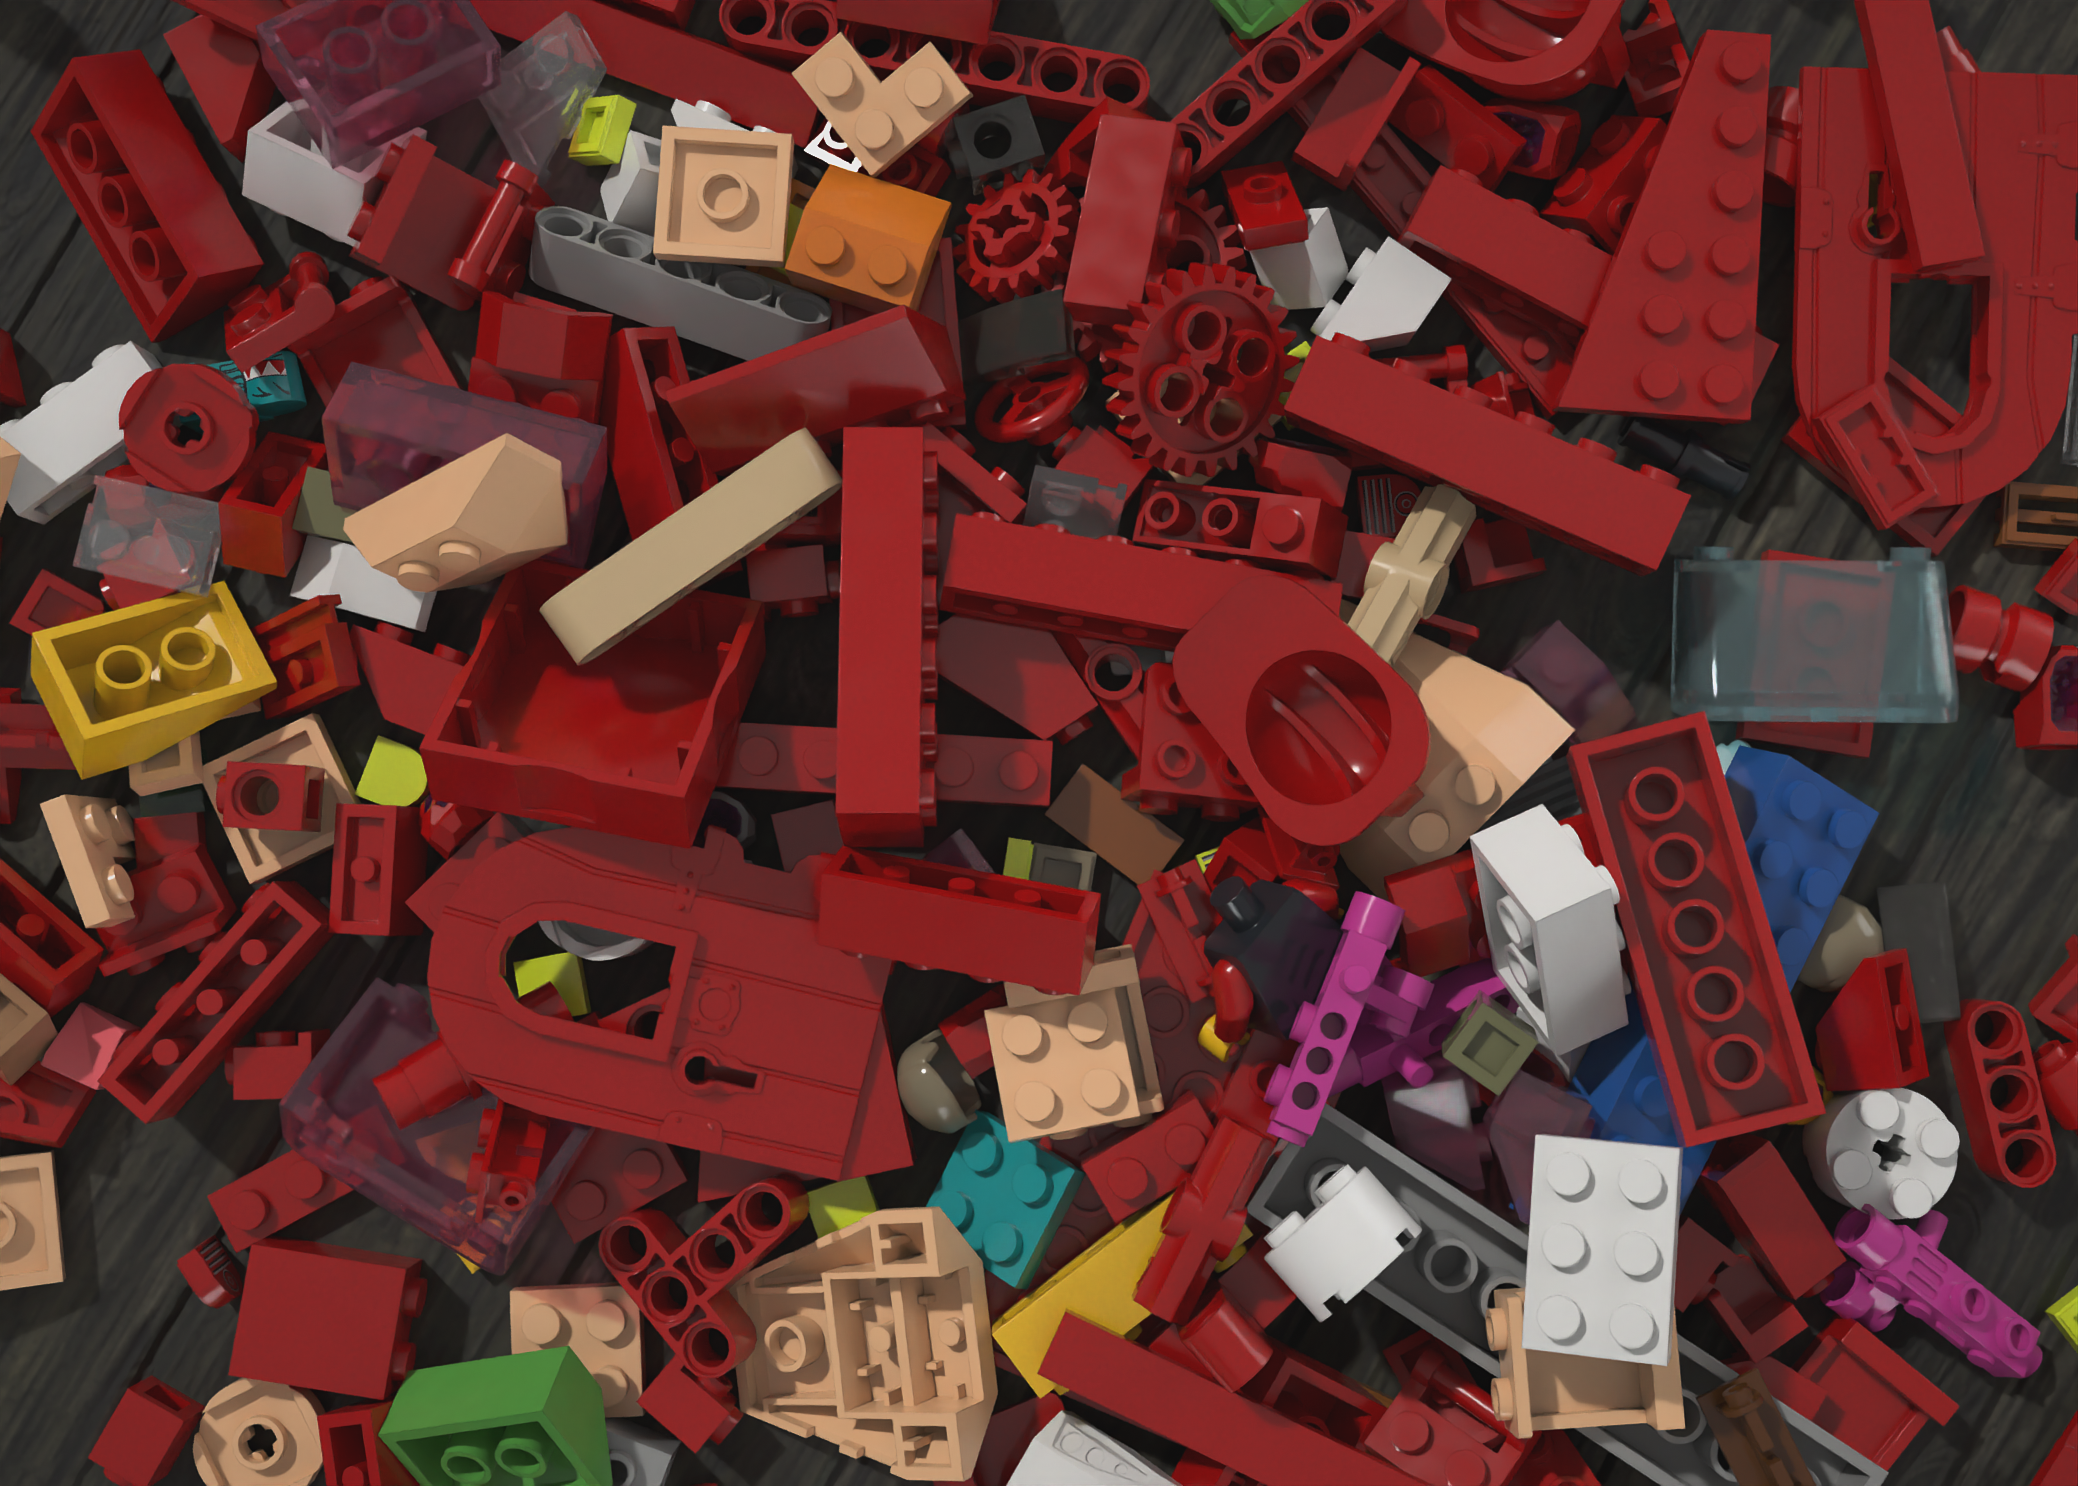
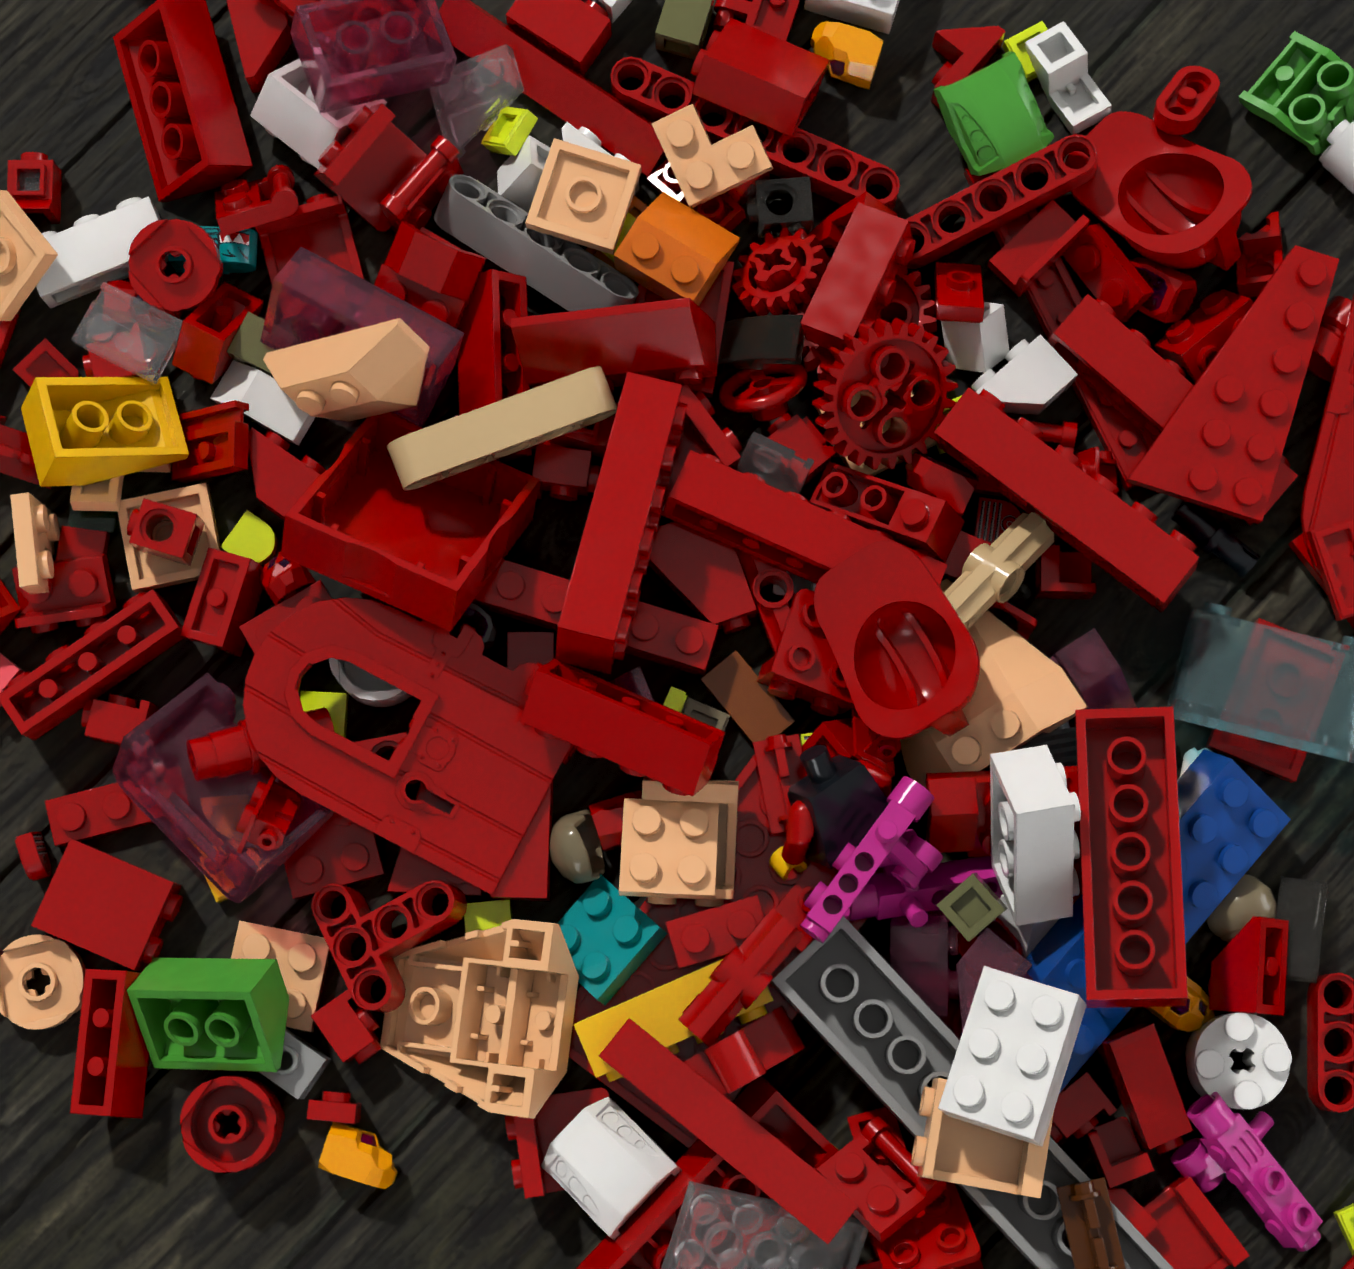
camera: 15 degrees right, 5 degrees down
(1340, 1241) = (831, 1009): white brick -> none

